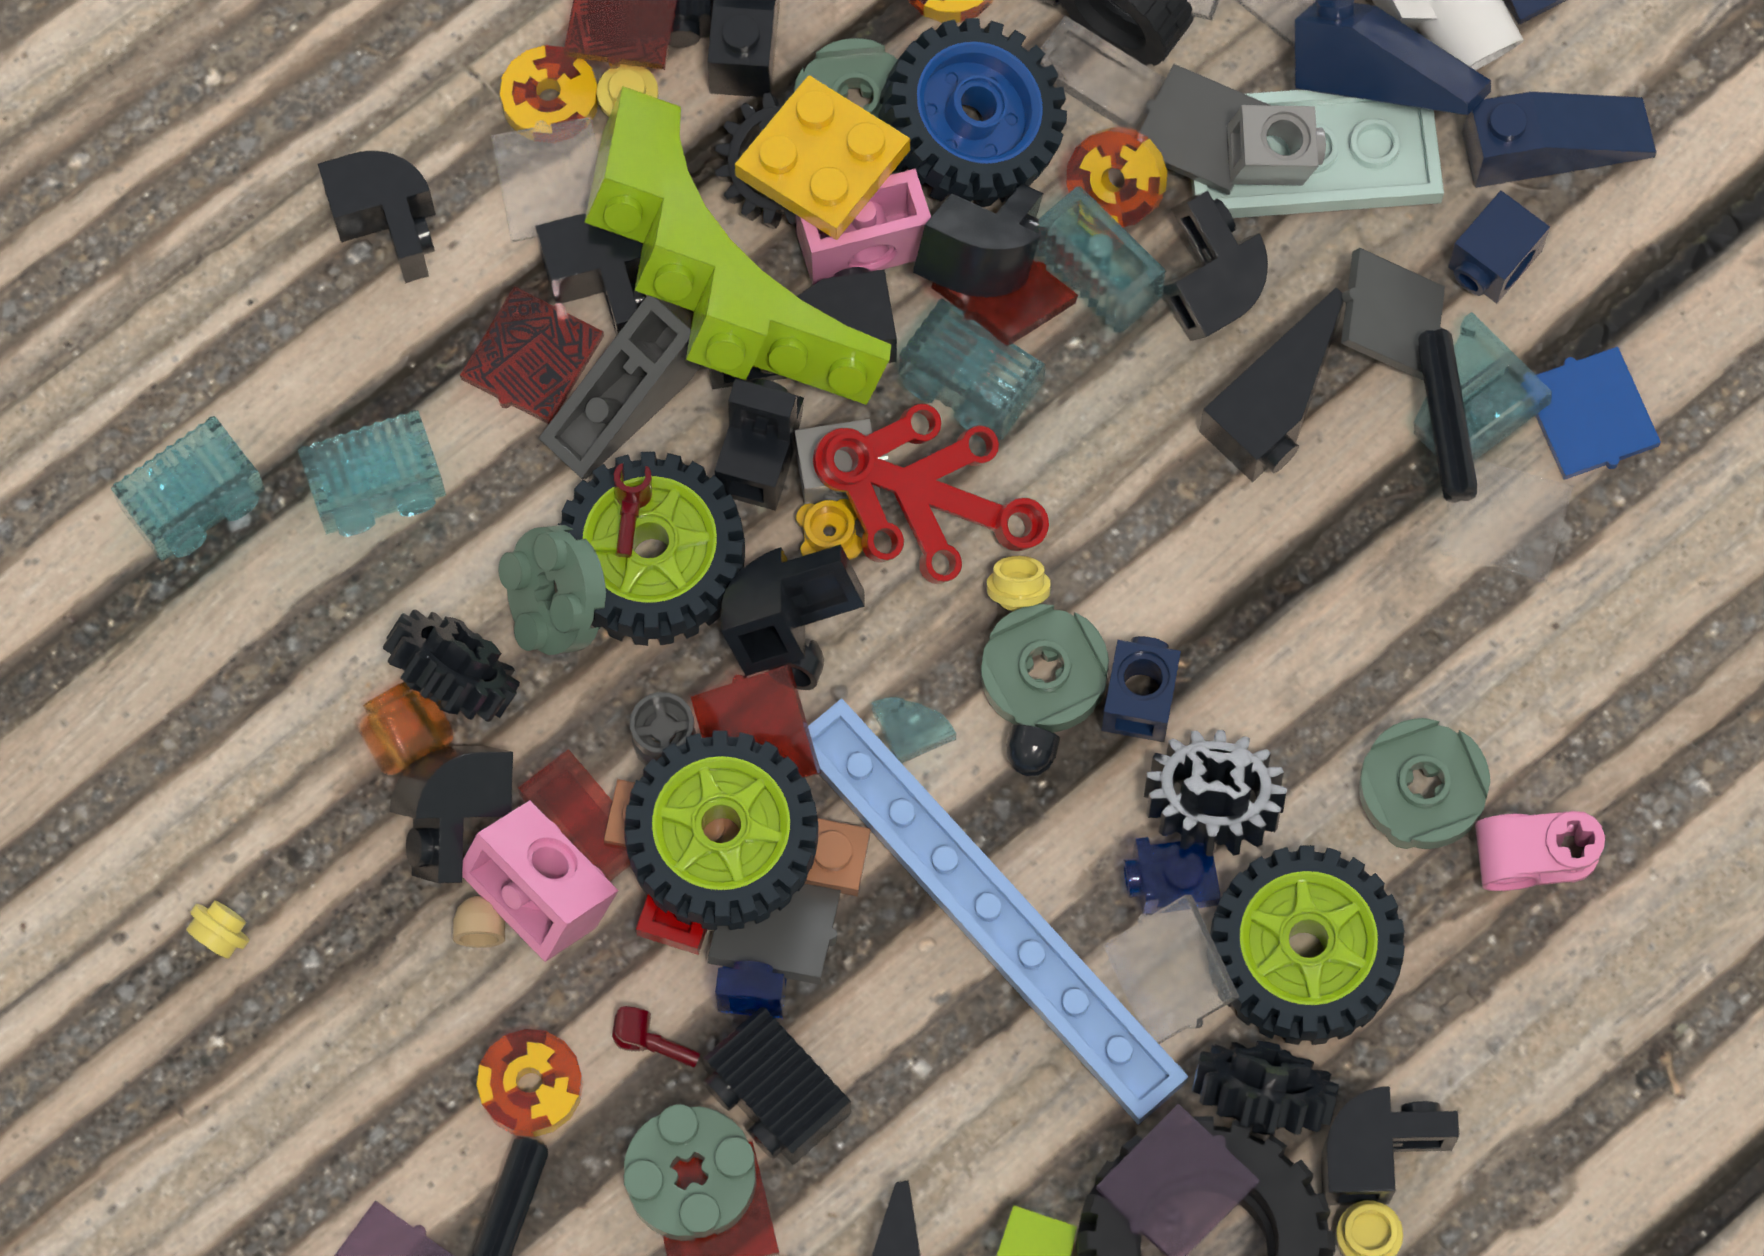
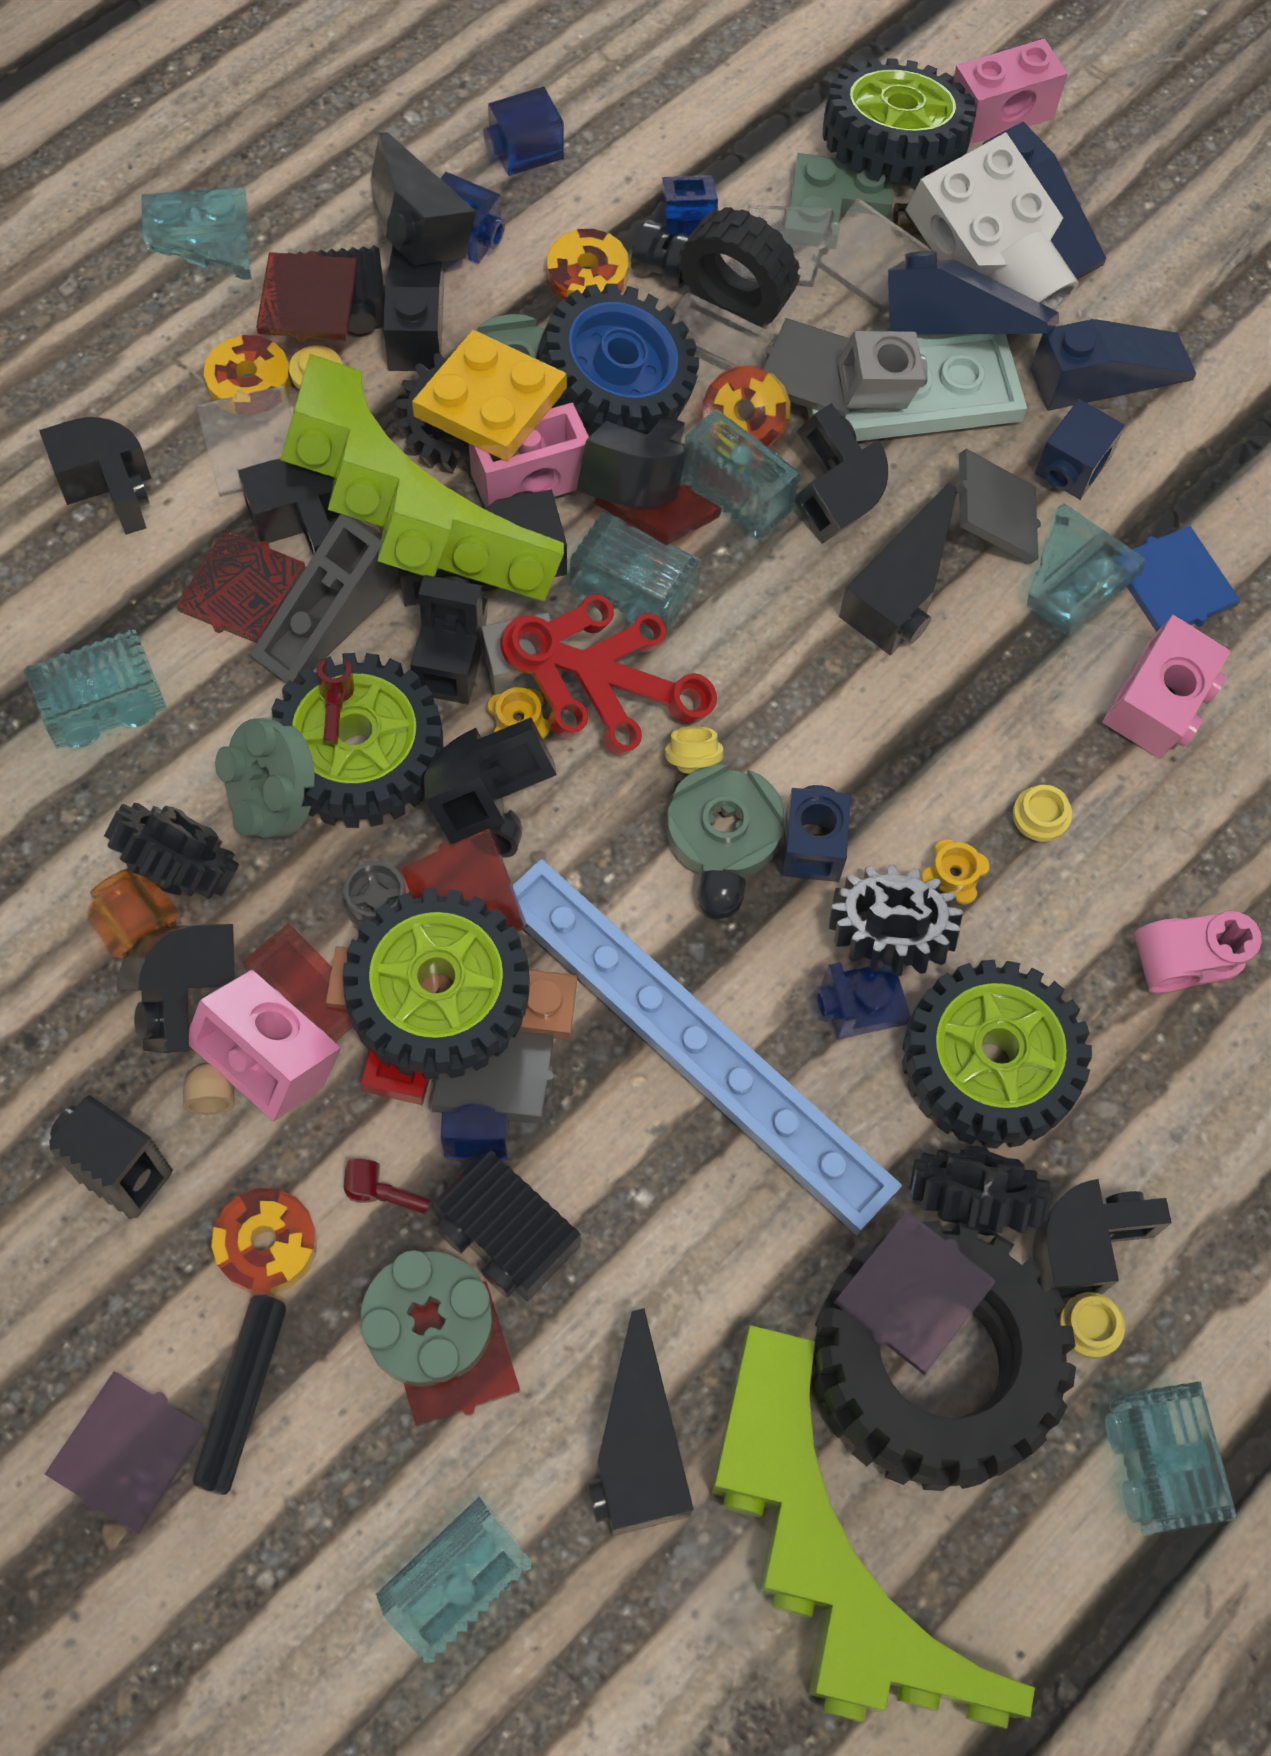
camera: 10 degrees left, 5 degrees down
(380, 986) = (109, 1156): none -> black brick
(911, 727) = (607, 882): clear light blue tile -> none
(1171, 970) = (874, 1085): clear piece -> none
(1289, 722) = (960, 856): none -> yellow plate
(1396, 681) = (1042, 813): none -> light yellow plate
(1439, 751) = (1068, 930): sand green plate -> none
(1447, 415) = (1060, 583): black axle -> none
(1529, 573) = (1147, 709): none -> bright pink brick

